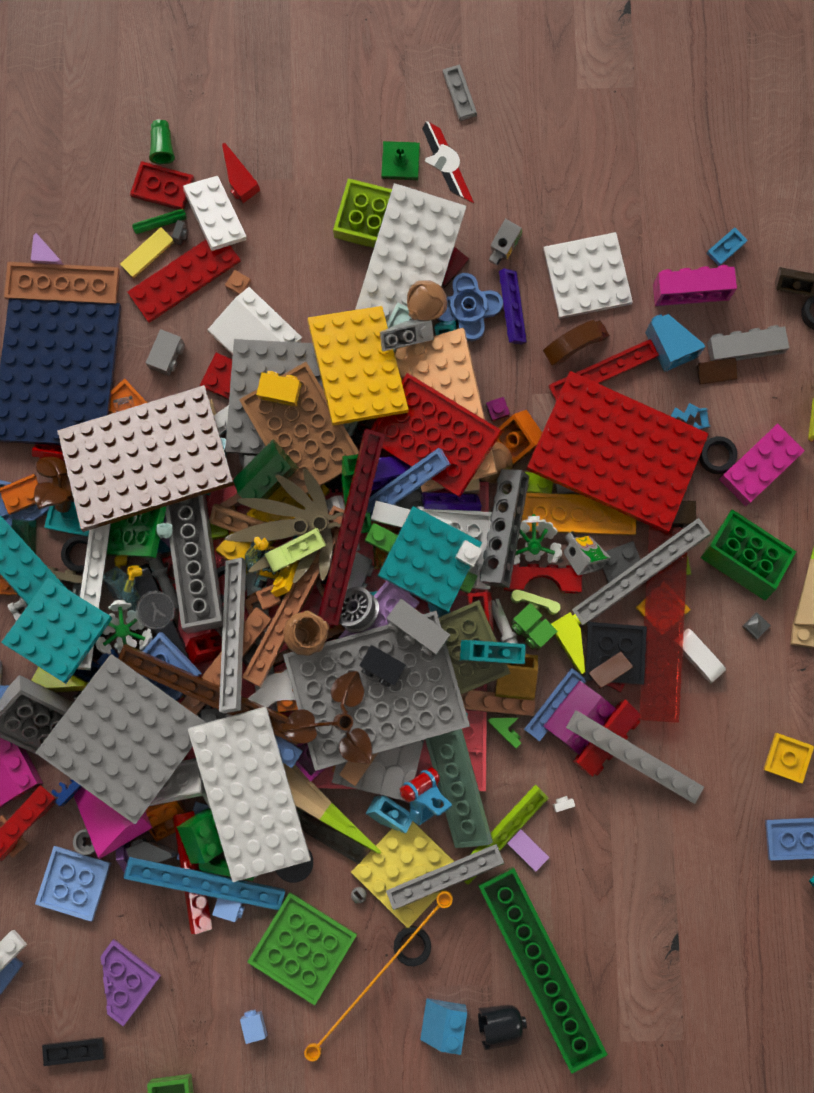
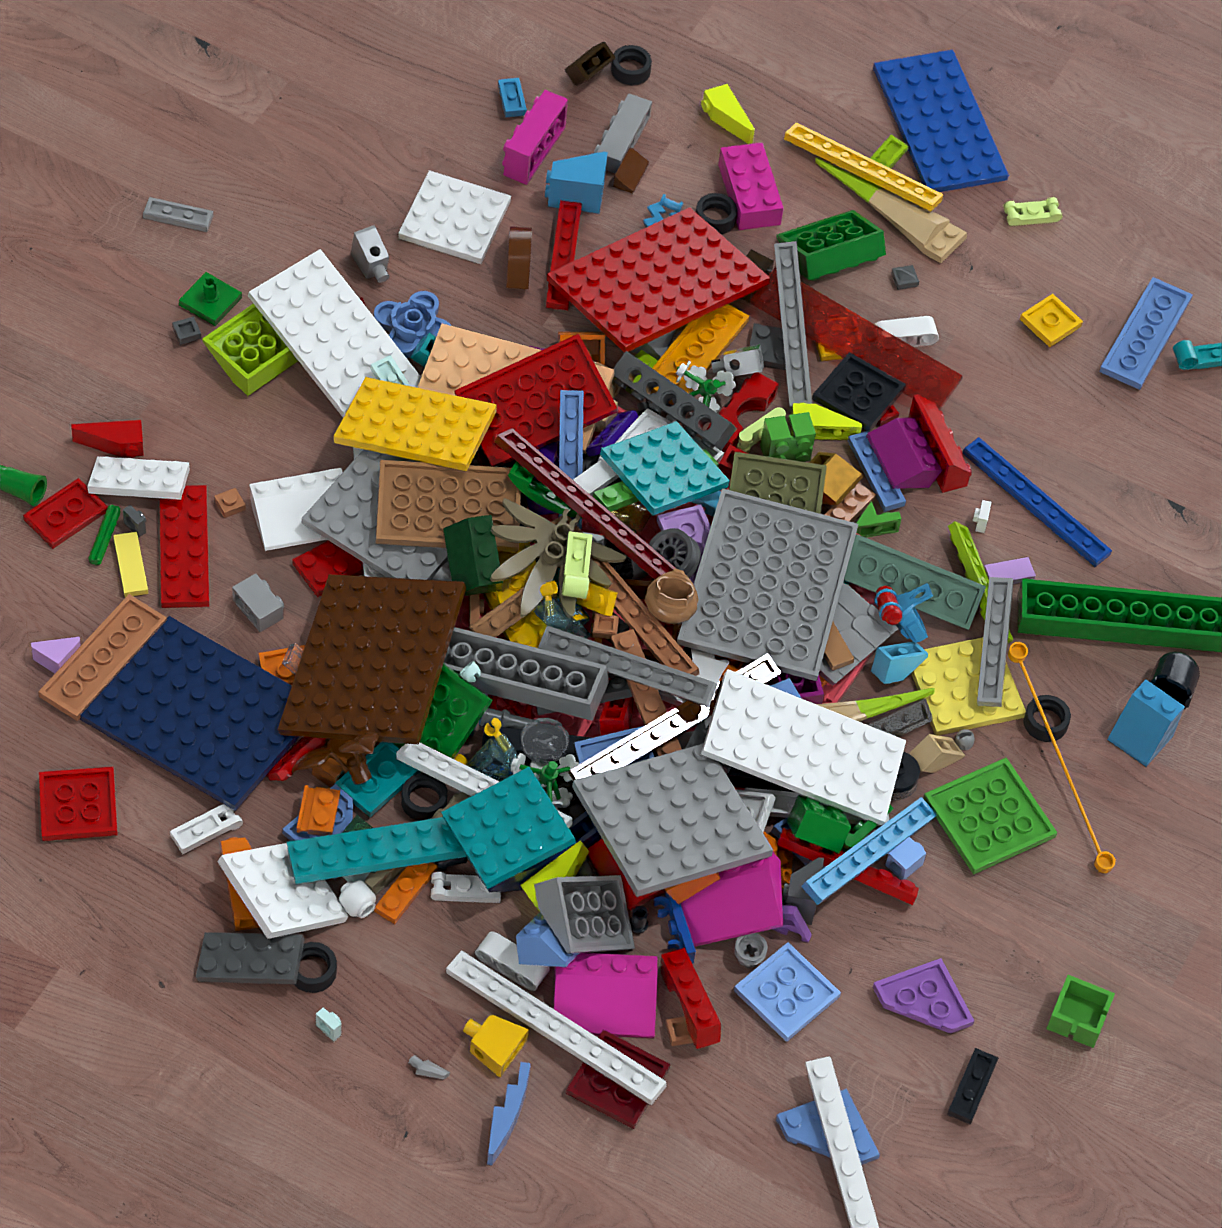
camera: 70 degrees left, 25 degrees down
(253, 1026) = (1046, 900): light blue brick -> none
(278, 388) = (395, 492): yellow brick -> none
(330, 883) = (936, 753): none -> tan slope
(353, 748) = (756, 600): reddish brown plant -> none
(360, 163) = (186, 330): none -> dark grey plate
(383, 666) = (750, 555): black brick -> none
(406, 334) = (416, 364): light grey slope -> none
(417, 628) = (733, 499): light grey brick -> none
(426, 300) = (392, 333): medium nougat helmet -> none
(445, 160) = (236, 264): sticker -> none
(468, 553) = (683, 431): white plate -> none
(492, 652) = (795, 464): teal slope -> none
(512, 306) = (434, 286): dark purple plate -> none
(607, 839) = (1037, 502): none -> blue tile
(610, 670) = (875, 398): reddish brown slope -> none
(634, 757) = (974, 423): light grey plate -> none

